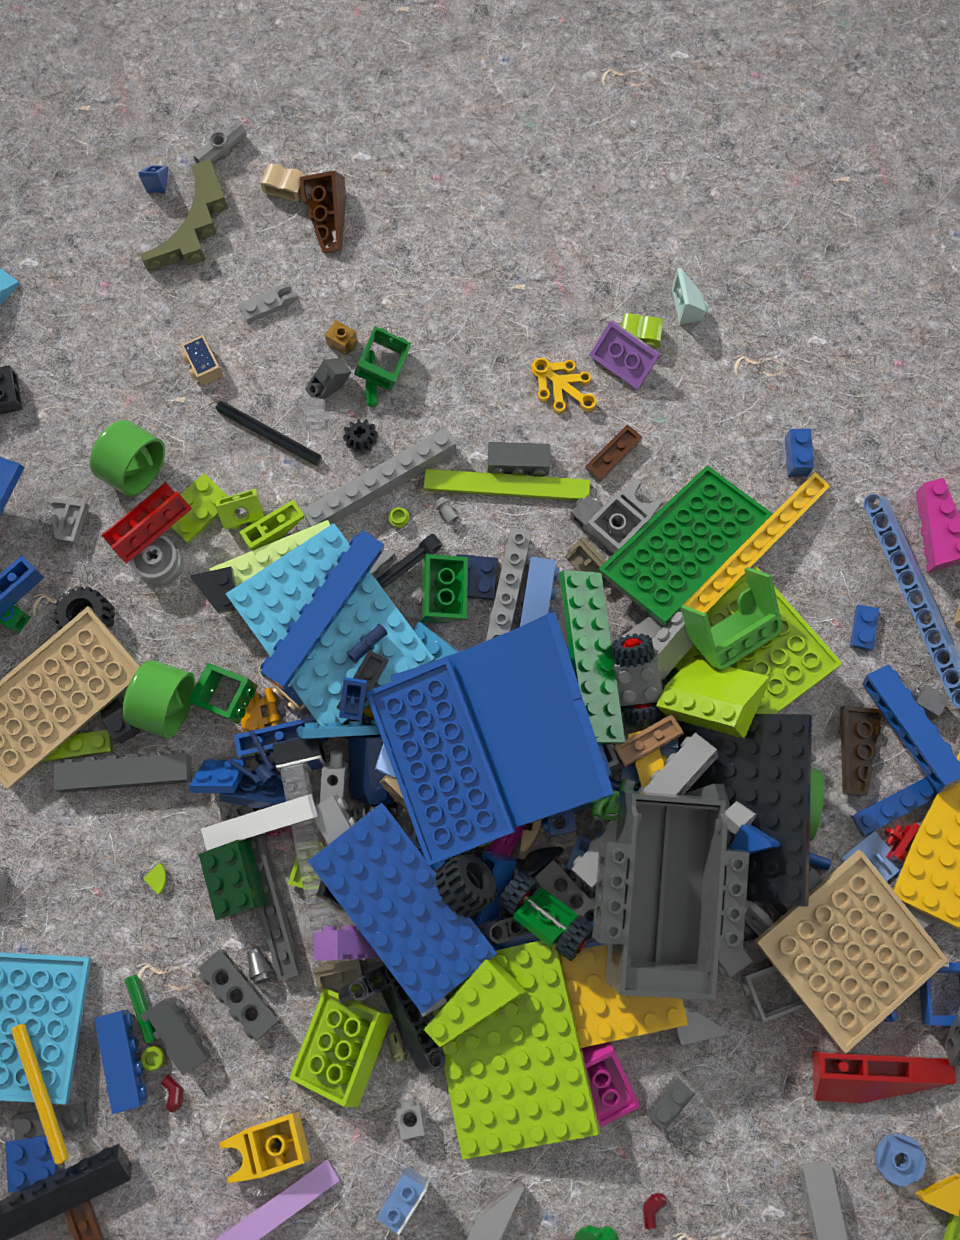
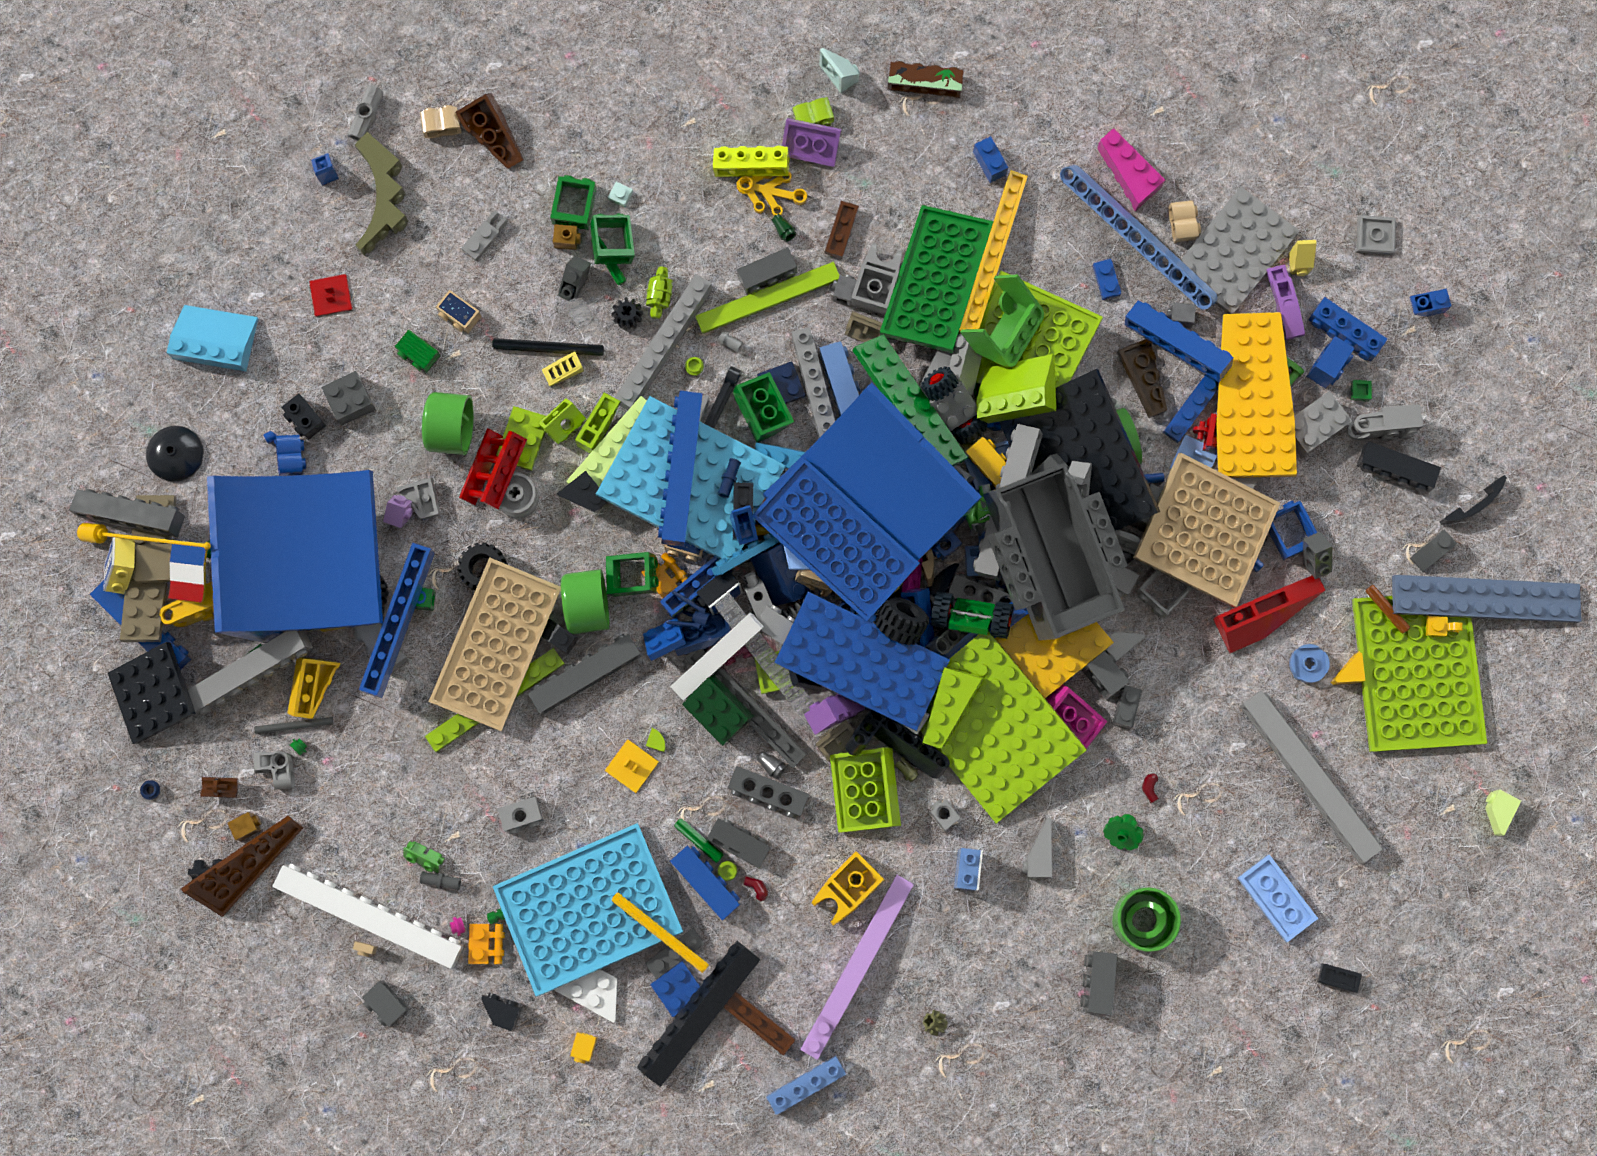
camera: 30 degrees left, 5 degrees up
(35, 520) = (398, 511): none -> lavender brick
(54, 392) = (348, 398): none -> dark grey brick
(96, 292) = (330, 295): none -> red piece
(119, 892) = (631, 766): none -> yellow piece
(143, 379) = (417, 351): none -> green brick
(269, 467) = (565, 375): none -> light yellow slope
(362, 329) = (560, 218): none -> green window
(401, 430) = (659, 292): none -> lime piece
(415, 322) = (620, 194): none -> light aqua plate
(557, 347) = (751, 161): none -> neon yellow brick
(557, 428) = (784, 228): none -> dark green cone
(648, 740) = (984, 448): medium nougat tile -> none
(663, 1057) = (1106, 674): none -> dark grey brick
(753, 840) = (1098, 483): blue slope -> none
(770, 347) = (925, 79): none -> brick

